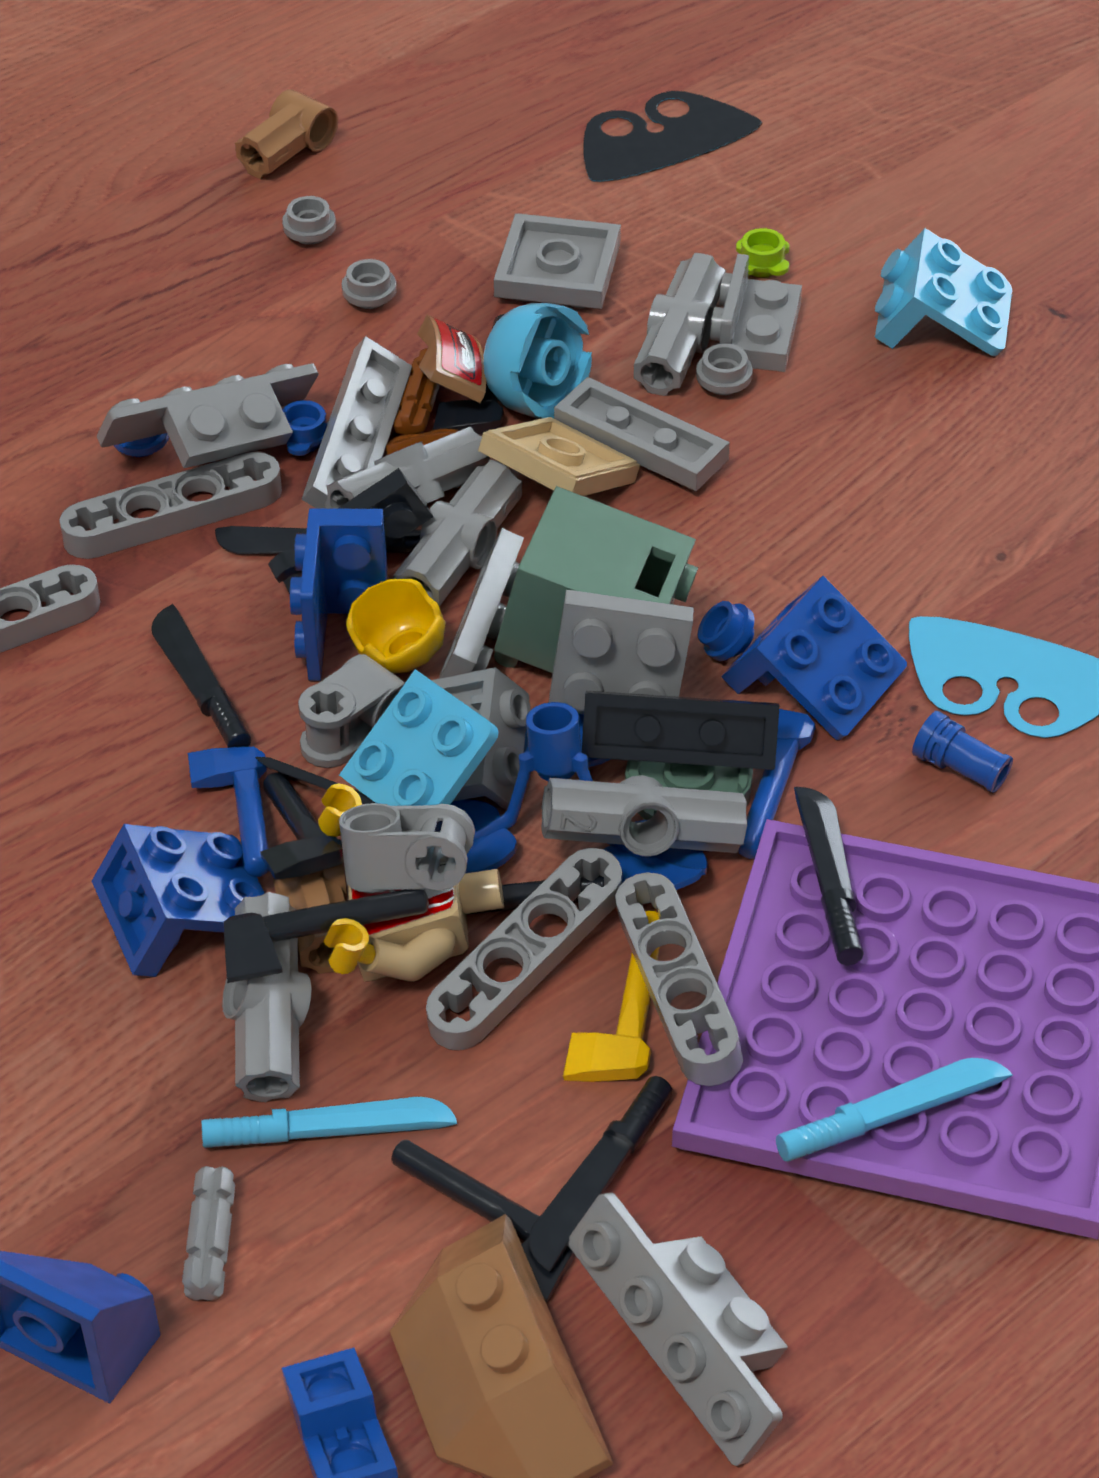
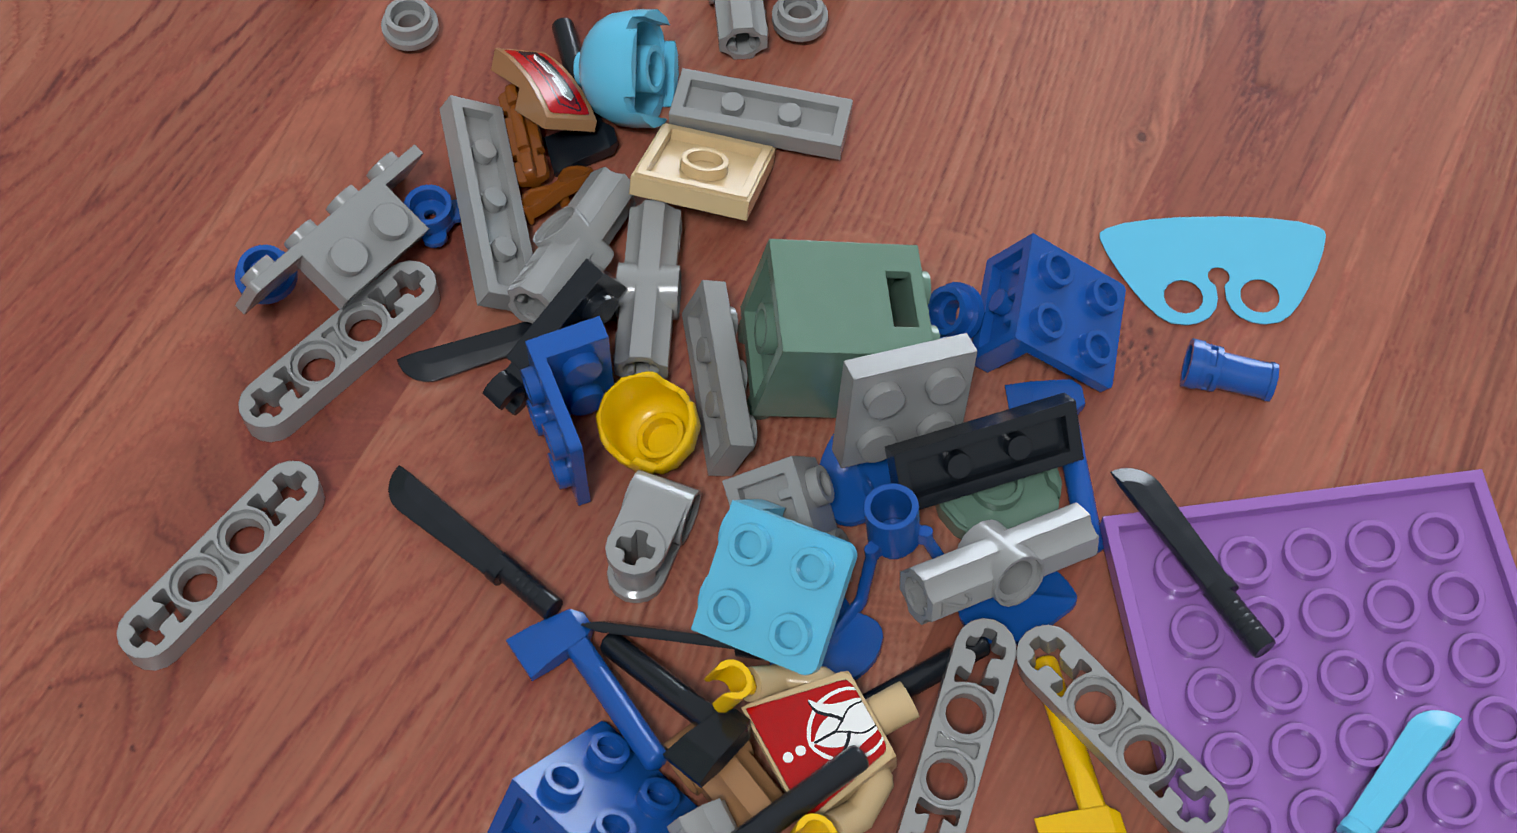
camera: 25 degrees left, 15 degrees up
(400, 849) = (822, 714): light grey piece -> none

